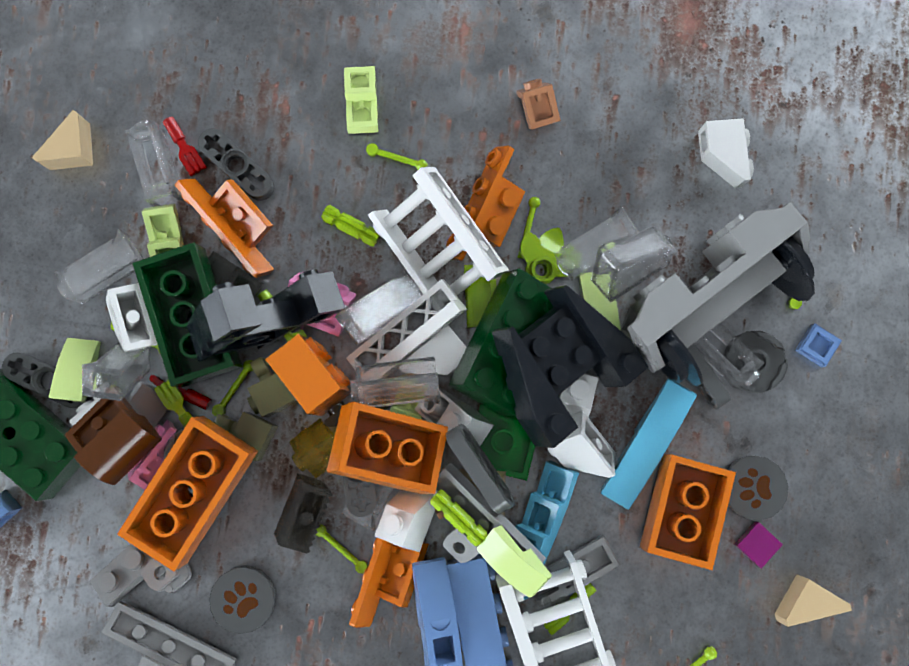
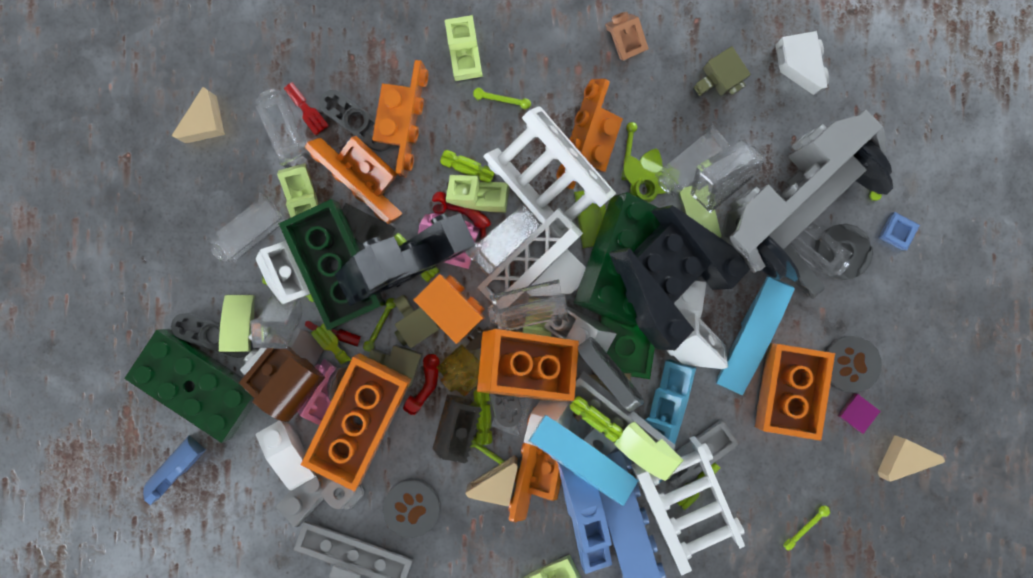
camera: 10 degrees left, 5 degrees up
(102, 514) = (285, 453): none -> white slope
(259, 482) = (413, 404): none -> red piece
(282, 162) = (398, 116): none -> orange bracket
(334, 524) = (484, 435): none -> lime axle
(340, 582) = (495, 484): none -> tan slope
(351, 255) = (472, 194): none -> yellowish green slope
(354, 281) = (478, 218): none -> red piece
(439, 564) = (583, 460): none -> medium azure slope
(640, 154) = (725, 73): none -> olive brick

